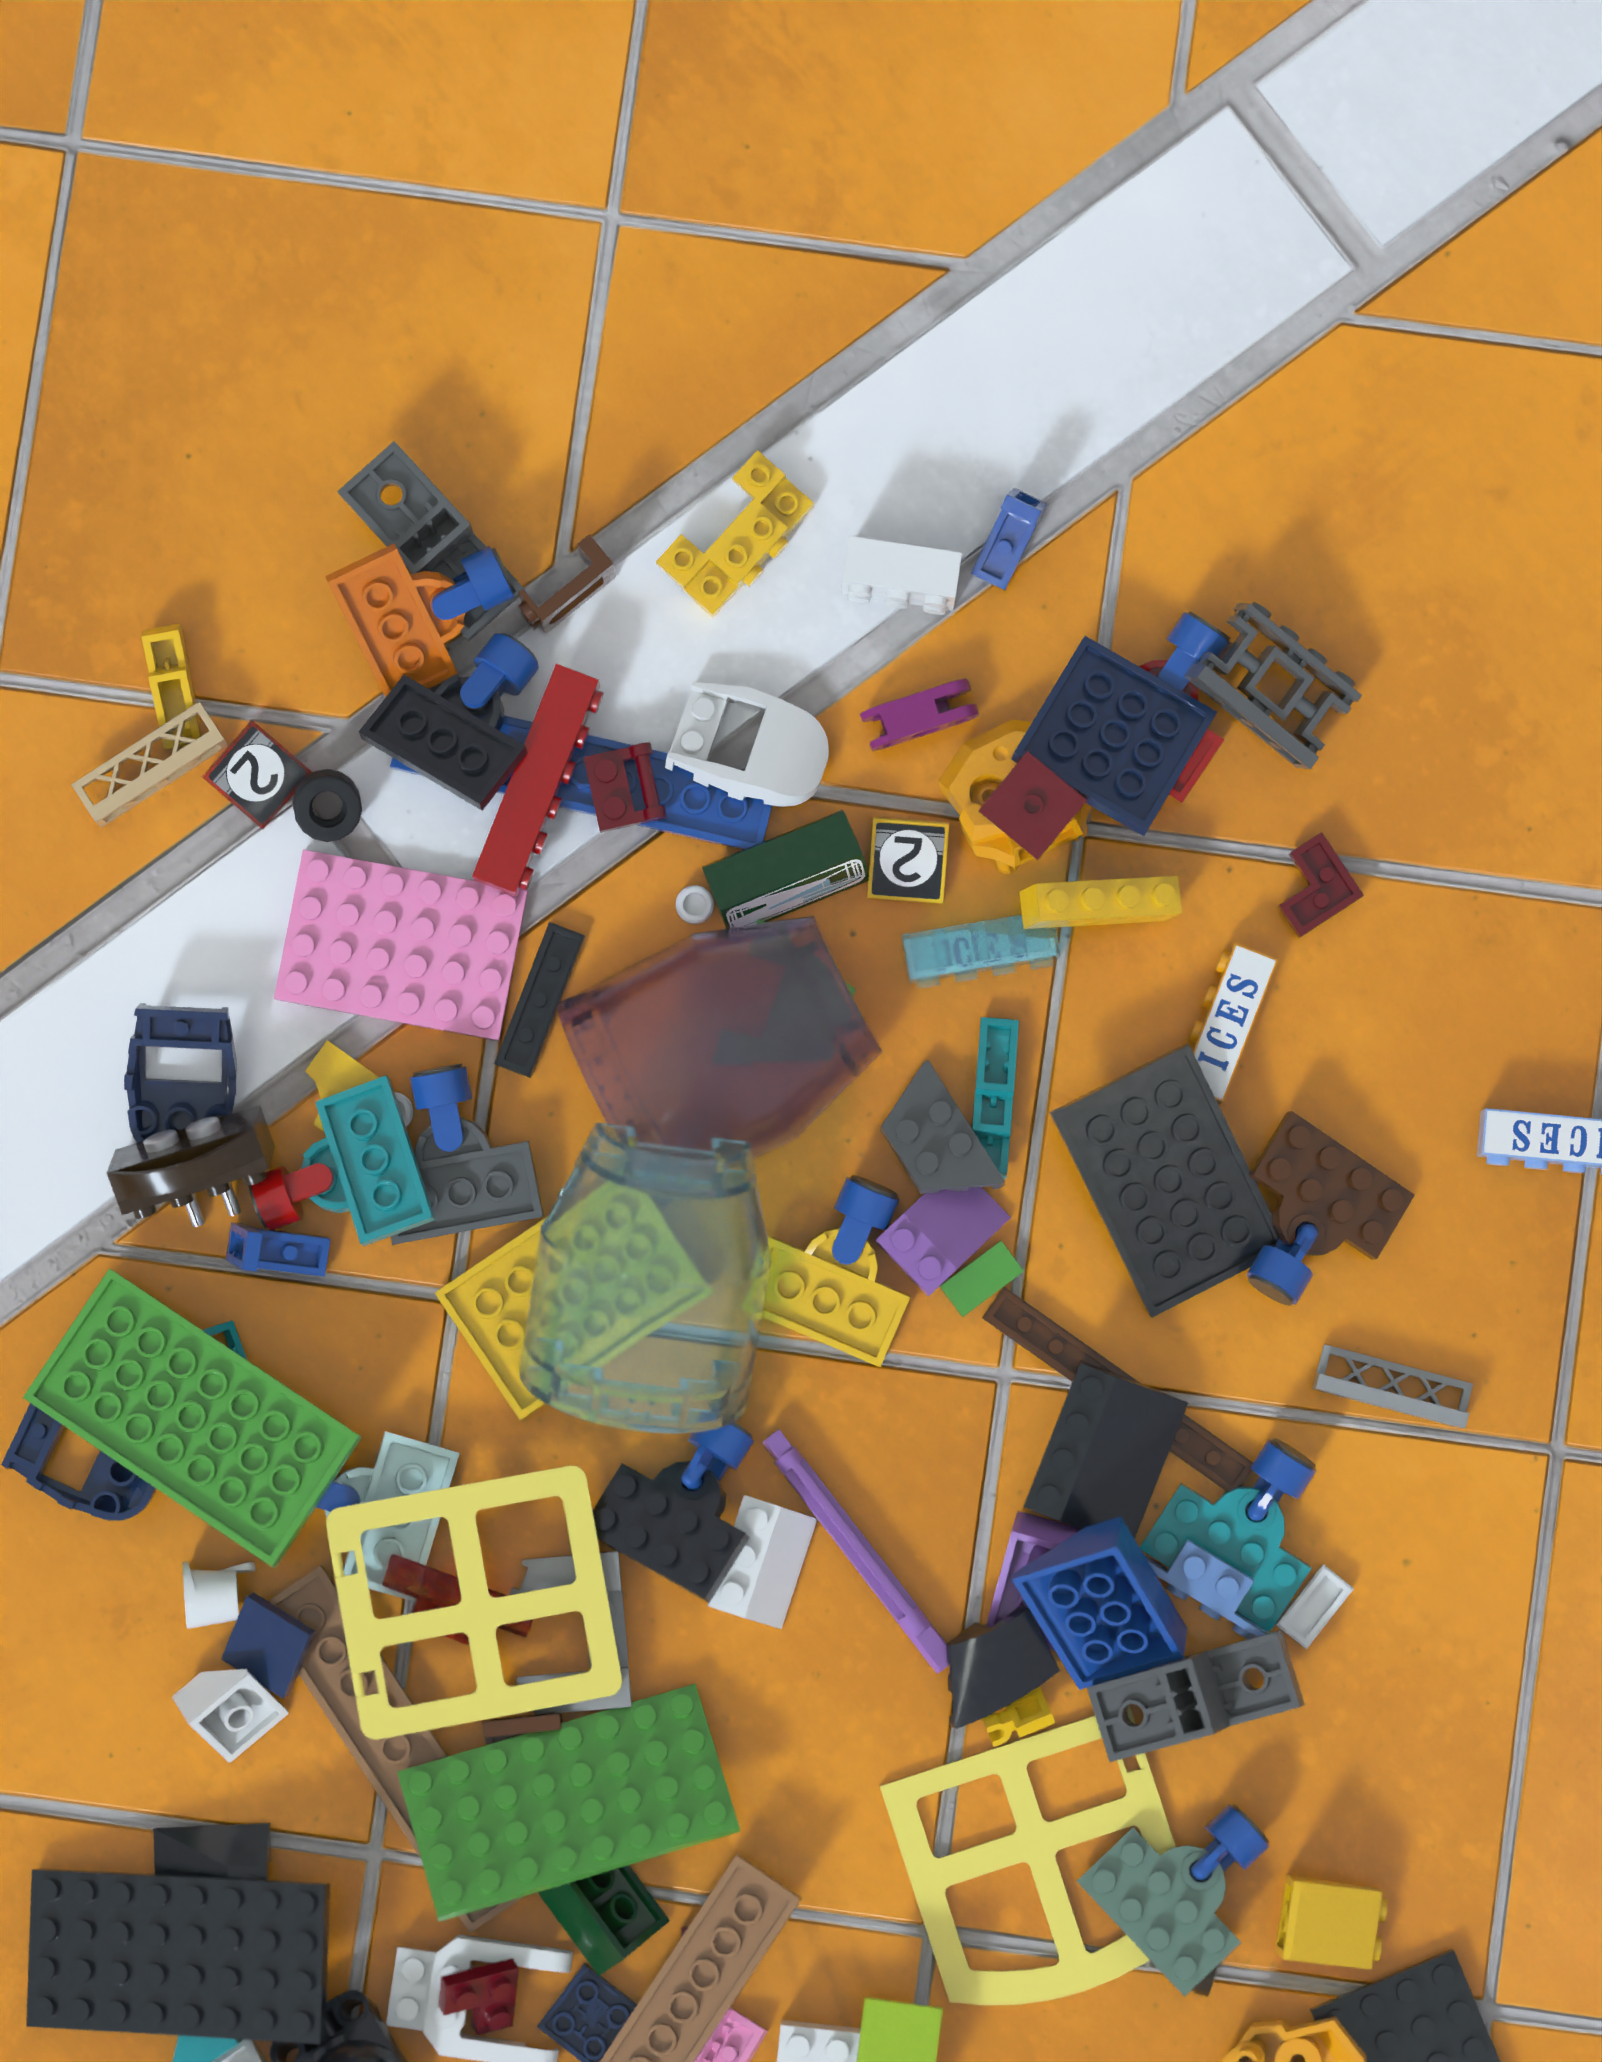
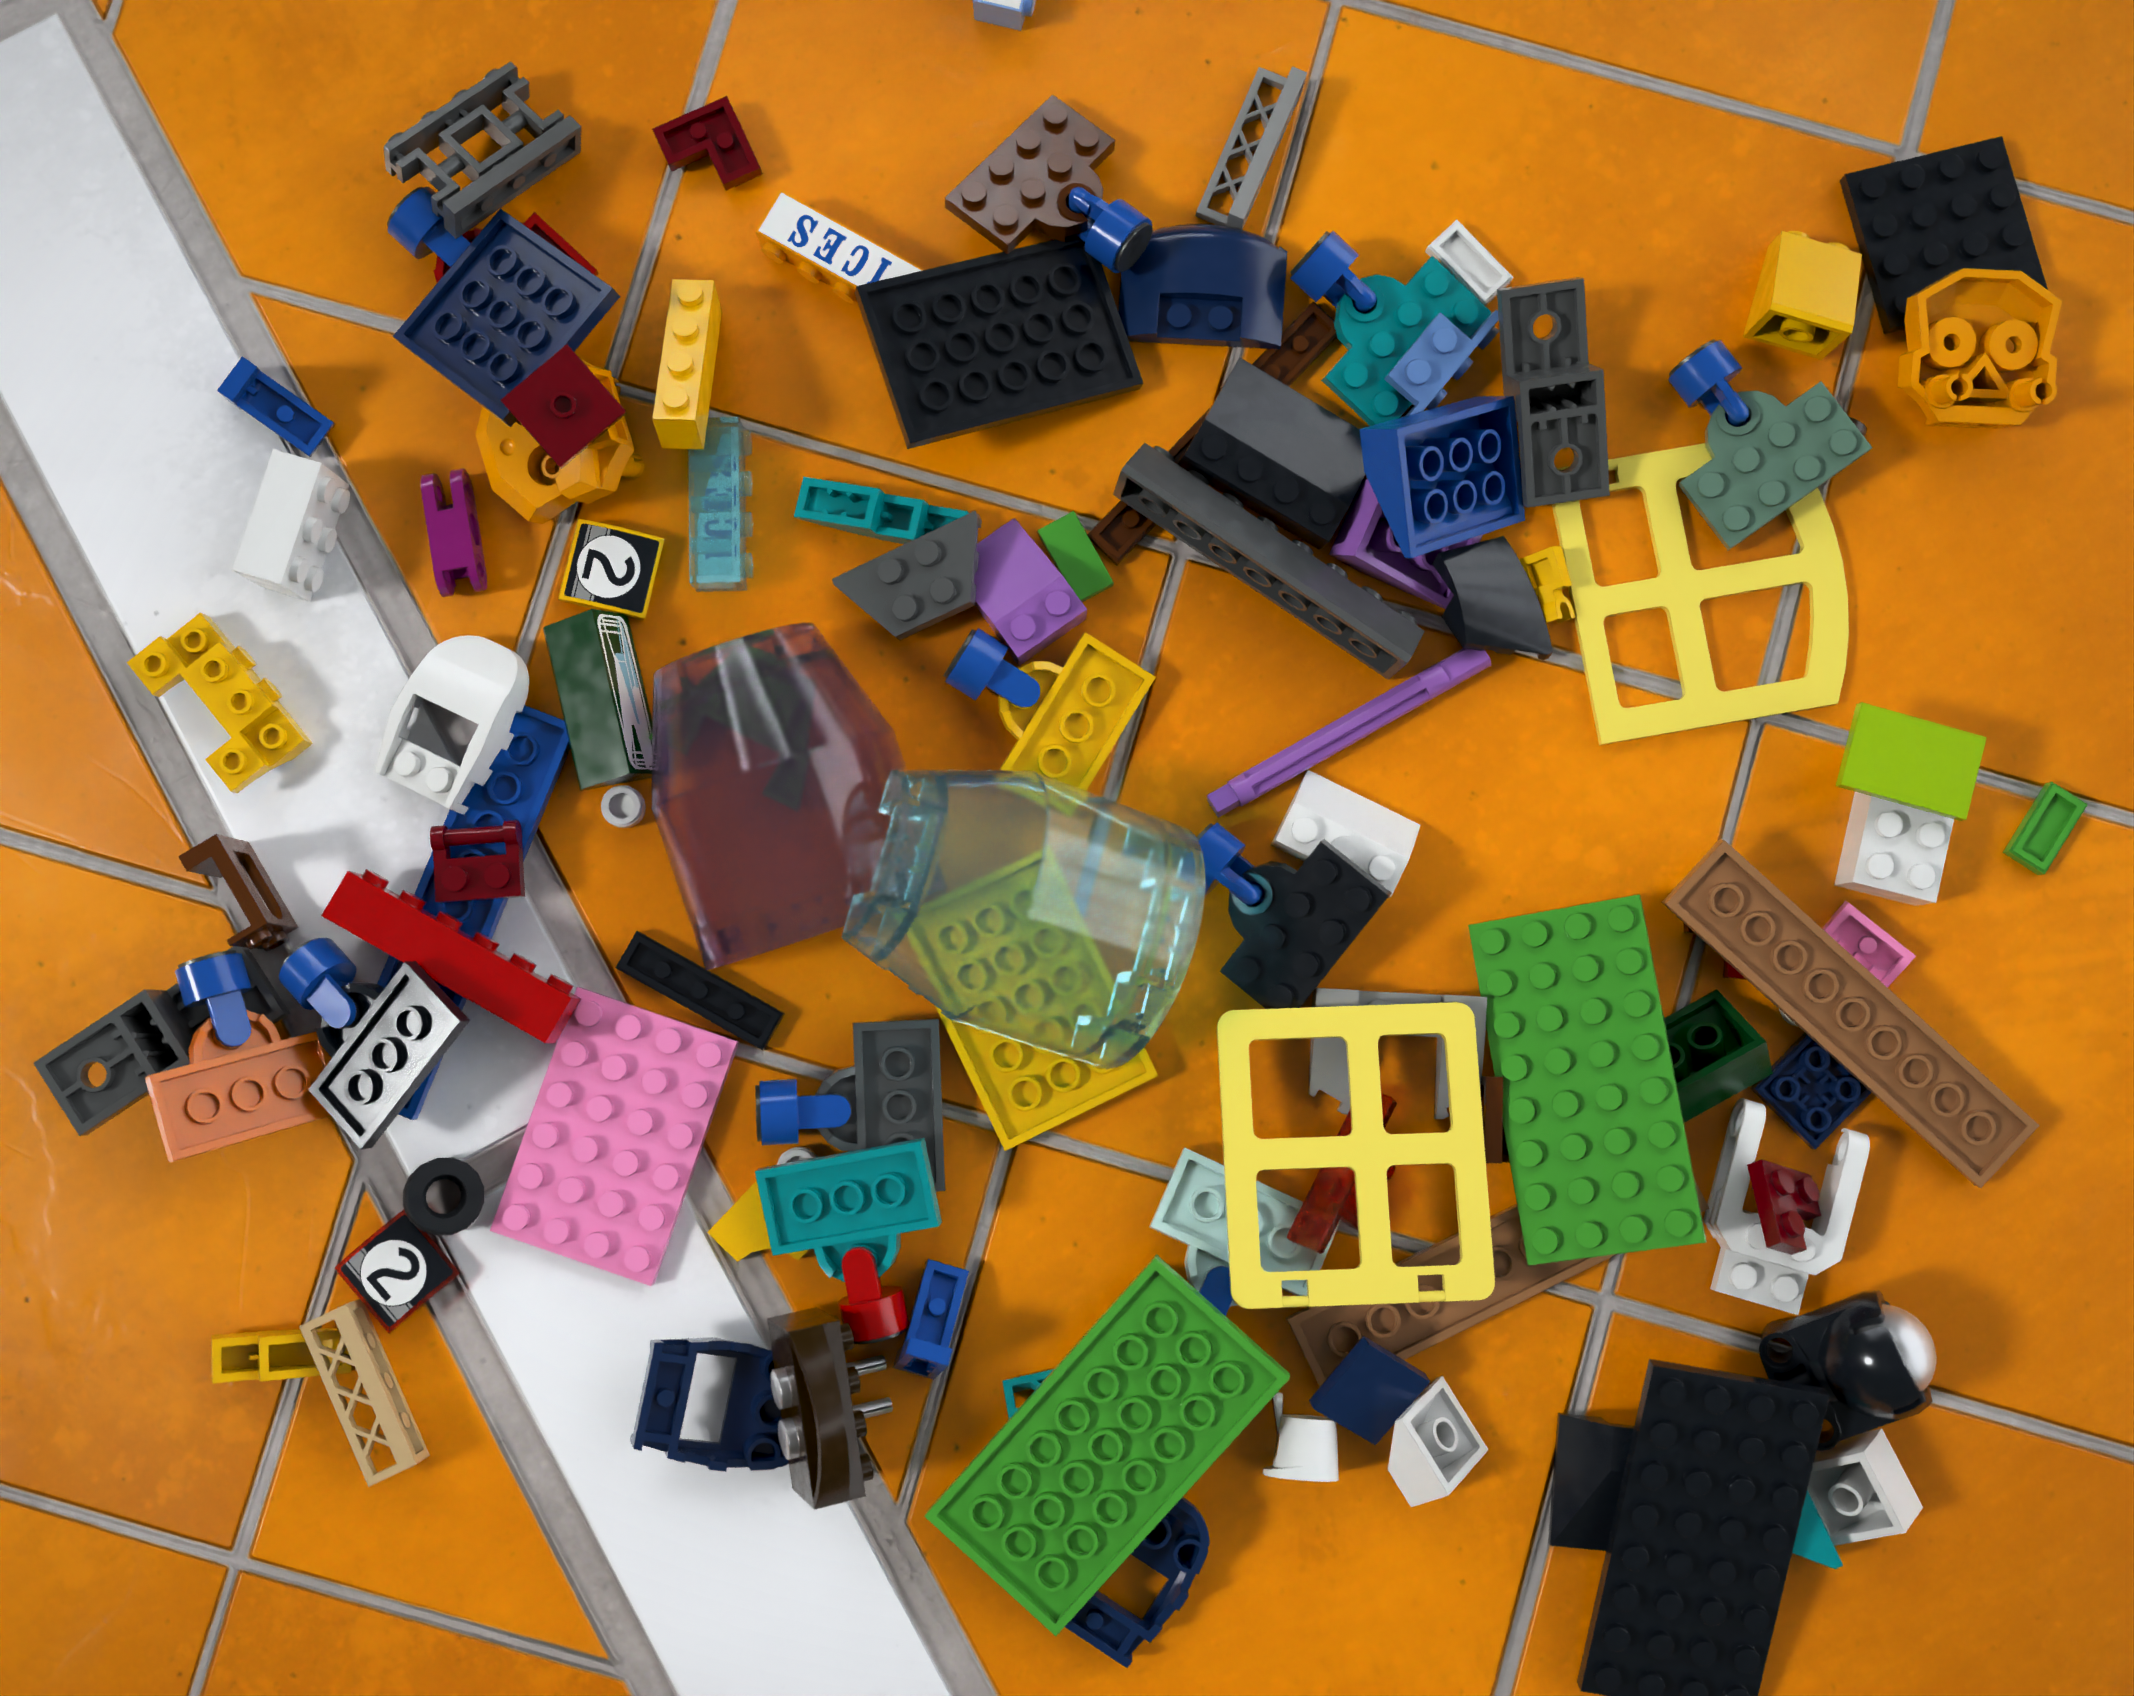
camera: 85 degrees left, 0 degrees up
(1000, 1456) = (1268, 560): none -> dark grey slope
(1251, 1363) = (1205, 289): none -> dark blue slope

